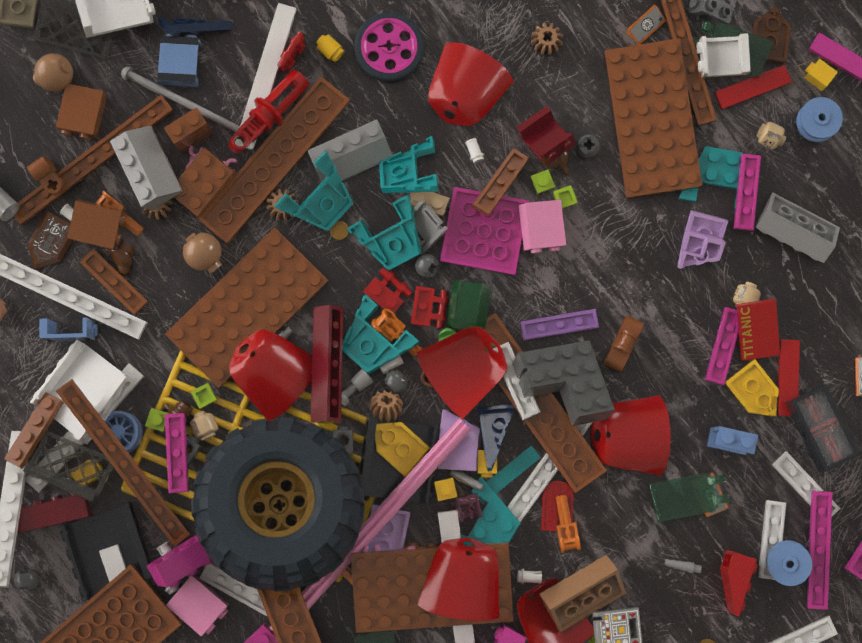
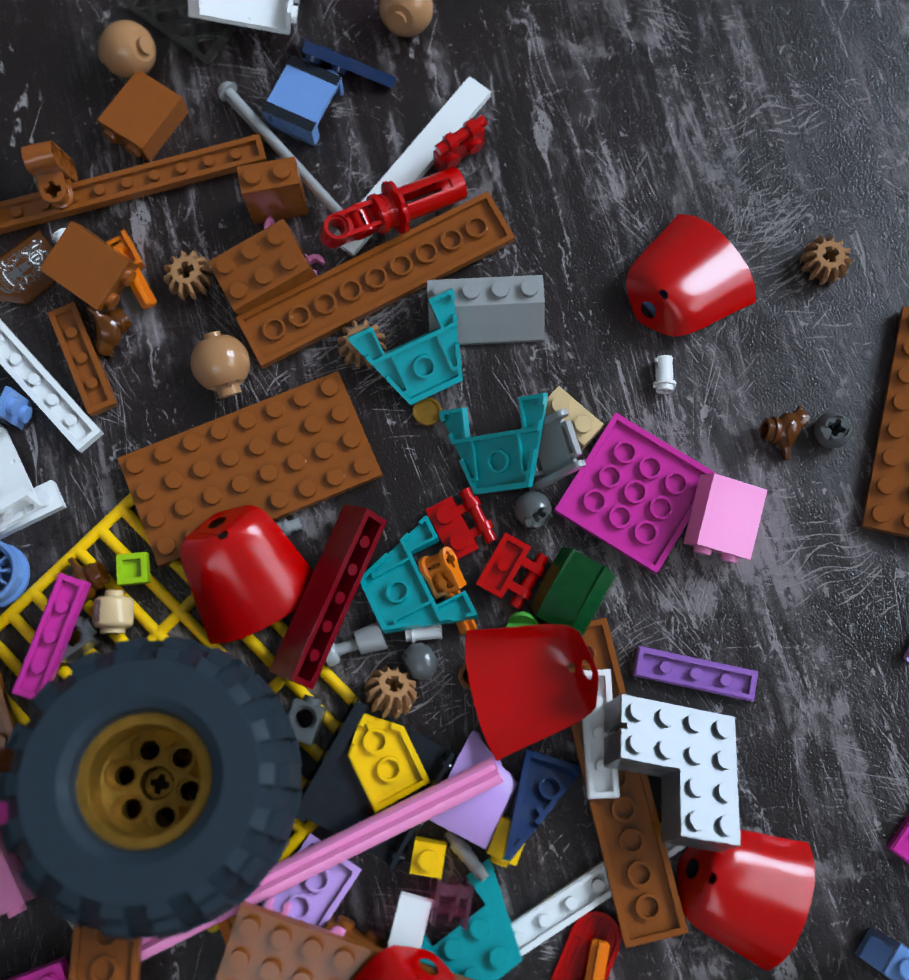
camera: 25 degrees right, 5 degrees down
(146, 167) = (191, 215): light grey slope -> none
(156, 420) = (47, 574): lime plate -> none
(329, 47) = (515, 159): yellow brick -> none
(377, 68) = (589, 155): wedge -> none
(400, 171) = (549, 362): teal wing -> none
(500, 182) = (685, 432): dark orange plate -> none
(512, 470) = (541, 867): teal sticker -> none
(542, 182) = (746, 456): lime plate -> none
(545, 136) = (775, 392): dark red panel -> none
(566, 196) = (776, 489): lime plate -> none
(623, 343) = (782, 742): dark orange piece -> none

